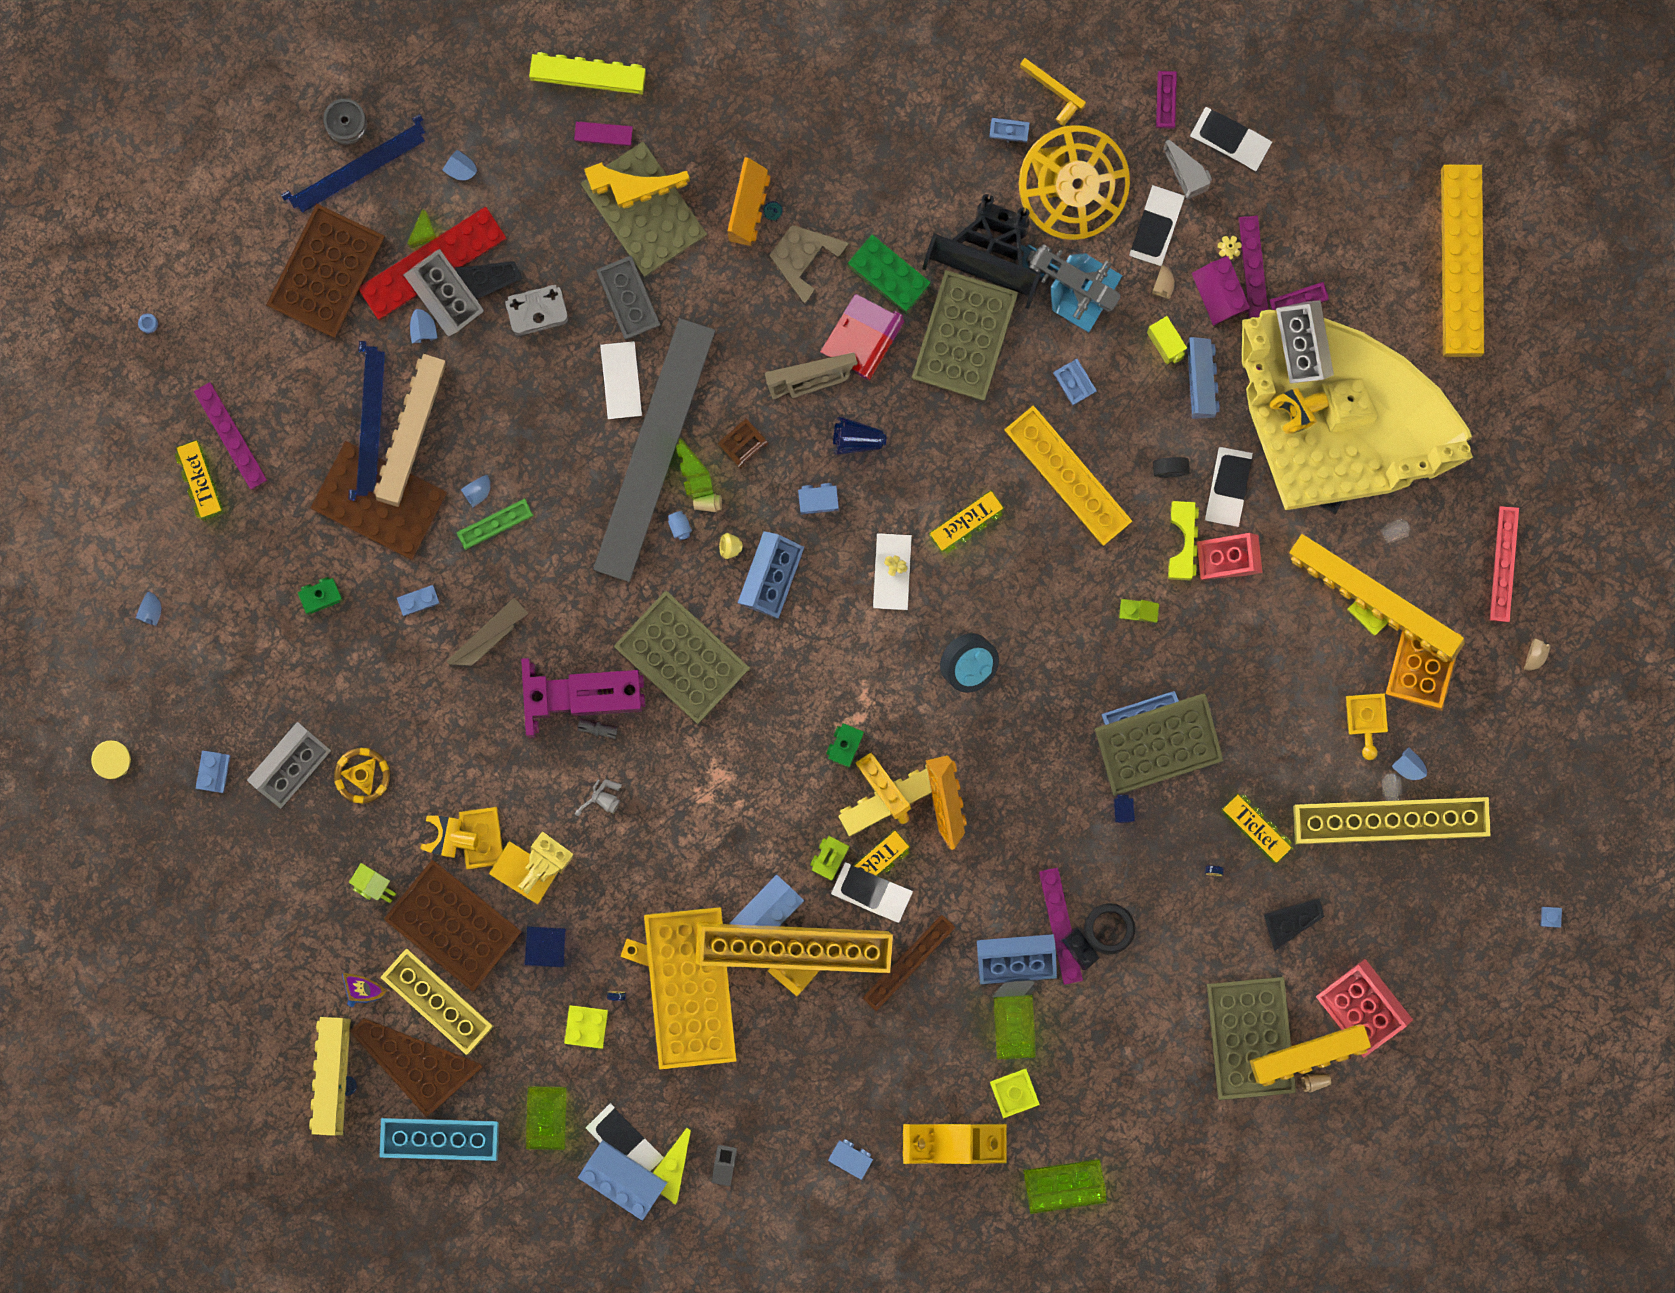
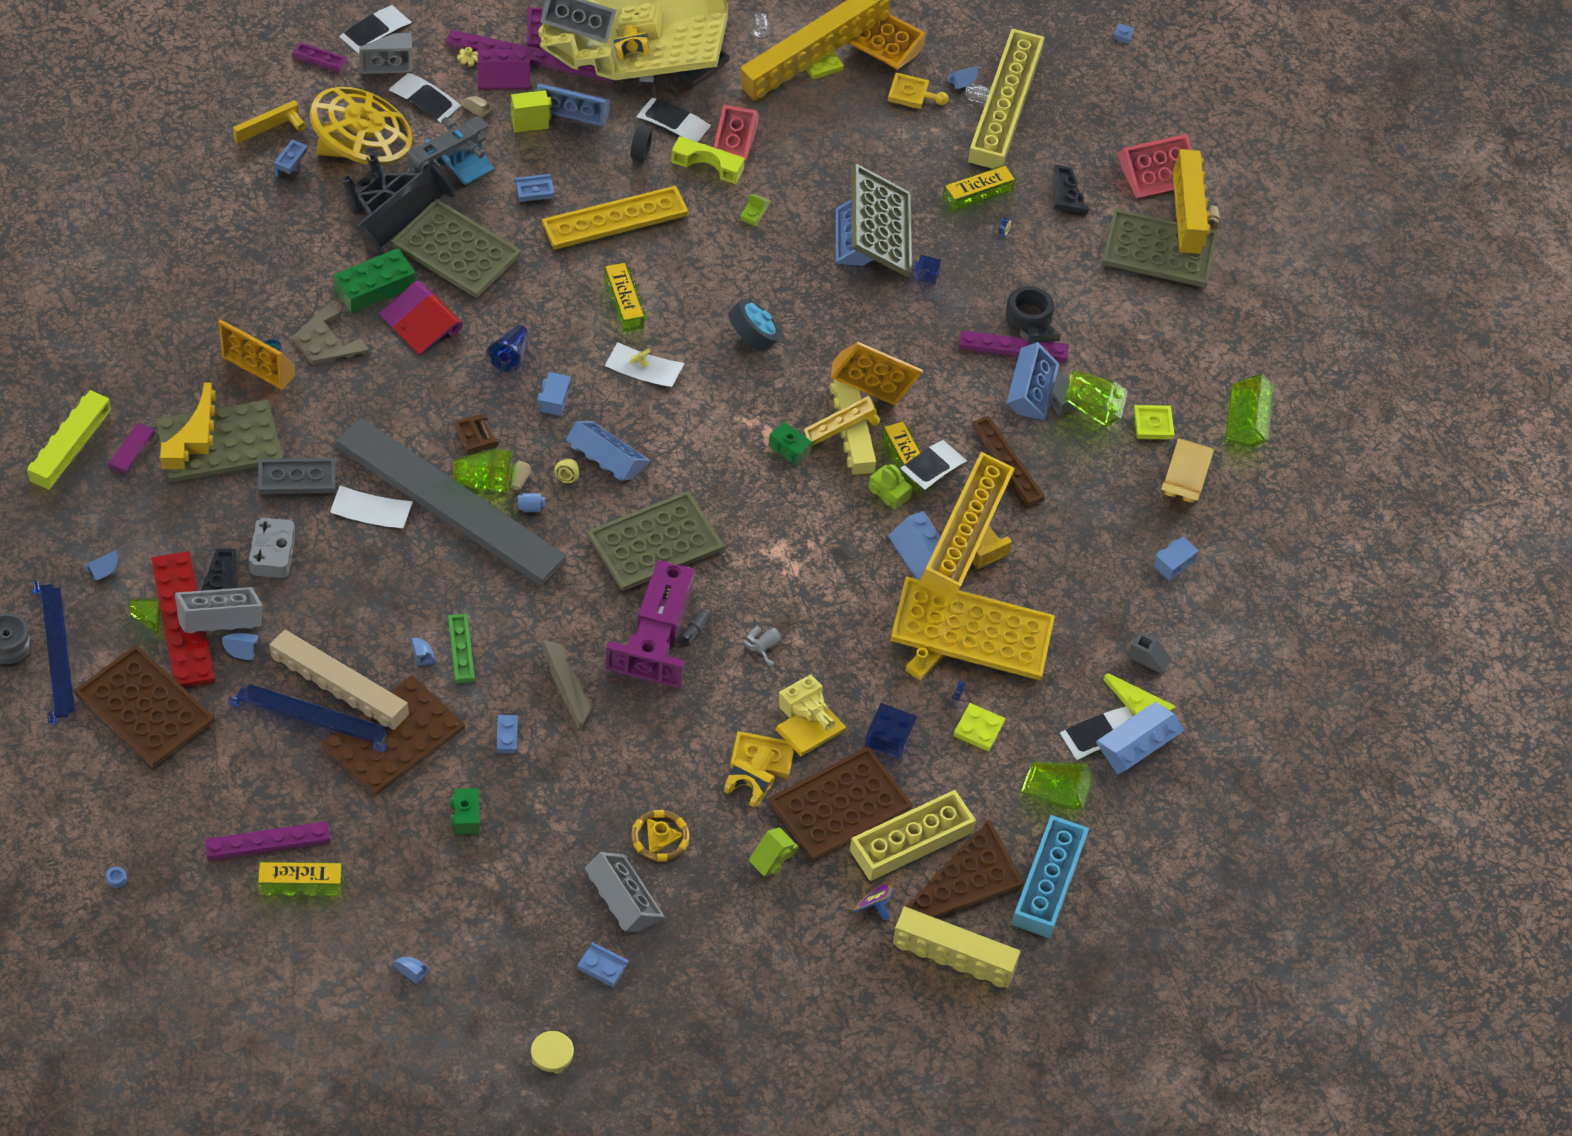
camera: 80 degrees left, 30 degrees down
(810, 376) = (438, 364): dark tan wedge -> none

